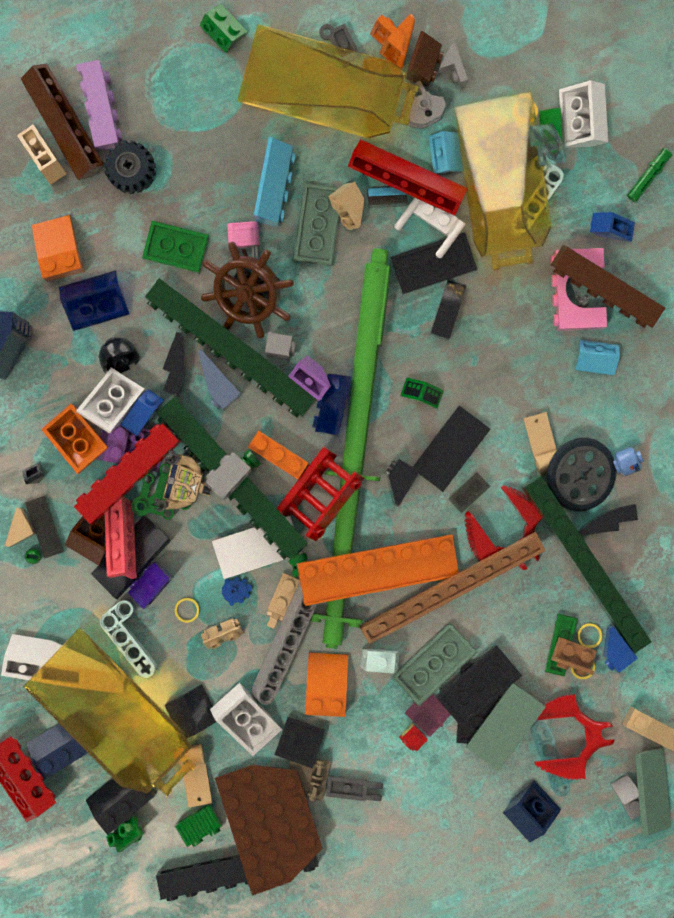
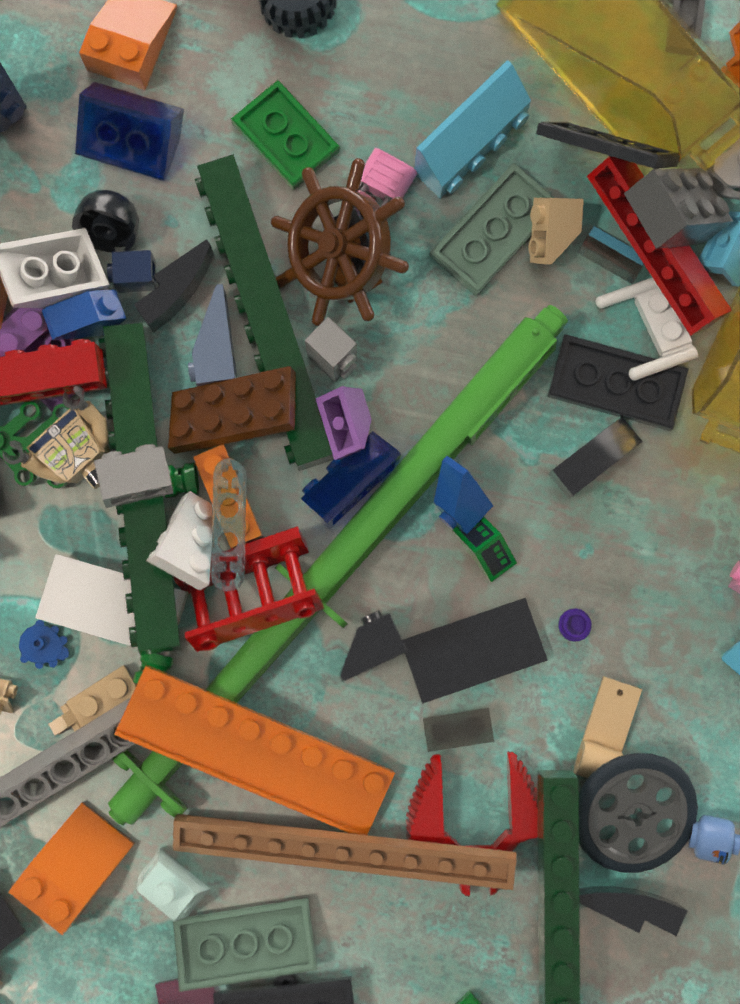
camera: 30 degrees right, 5 degrees down
(148, 373) = (132, 271): none -> dark blue brick
(251, 410) = (232, 410): none -> reddish brown plate
(275, 490) = (187, 543): none -> white wing
(287, 470) = (223, 525): none -> clear light blue beam
(349, 145) = (608, 144): none -> black tile
(393, 377) = (459, 497): none -> blue slope
(406, 155) = (678, 207): none -> dark grey brick
(492, 402) = (574, 624): none -> dark purple plate

